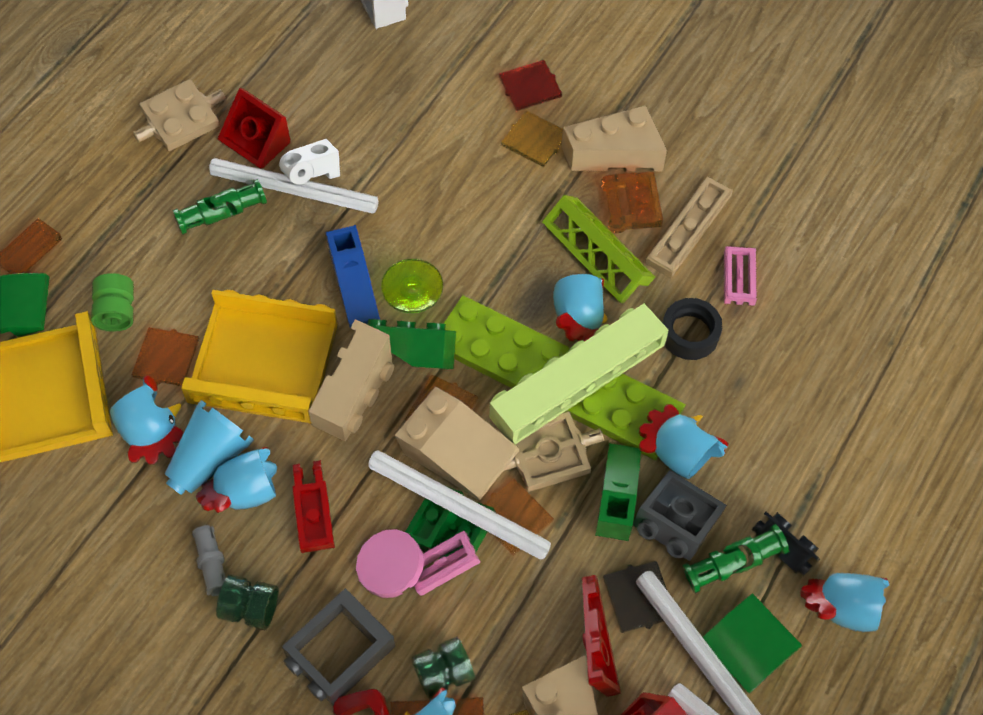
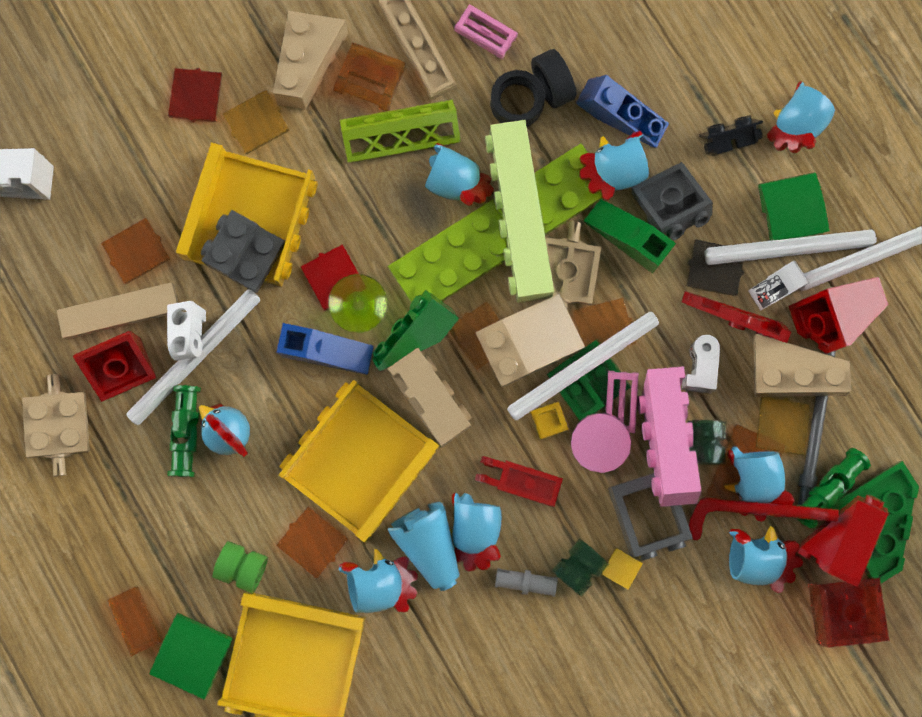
camera: 65 degrees left, 20 degrees up
(235, 231) = (224, 429): none -> medium azure piece
(267, 650) = (622, 568): none -> yellow tile
(303, 112) = (116, 311): none -> tan tile
(365, 104) = (135, 251): none -> clear orange piece
(388, 508) = (549, 420): none -> yellow tile
(408, 173) = (242, 251): none -> dark grey plate
(425, 615) = (669, 437): none -> bright pink wedge
(433, 250) = (327, 271): none -> red piece
(443, 165) = (255, 189): none -> yellow panel
(525, 629) = (705, 365): none -> white leg
(656, 664) = (778, 285): none -> white leg
(729, 343) = (555, 78): none -> black tyre
(733, 561) = (729, 185): green piece -> none
(742, 427) = (621, 110): none -> blue slope

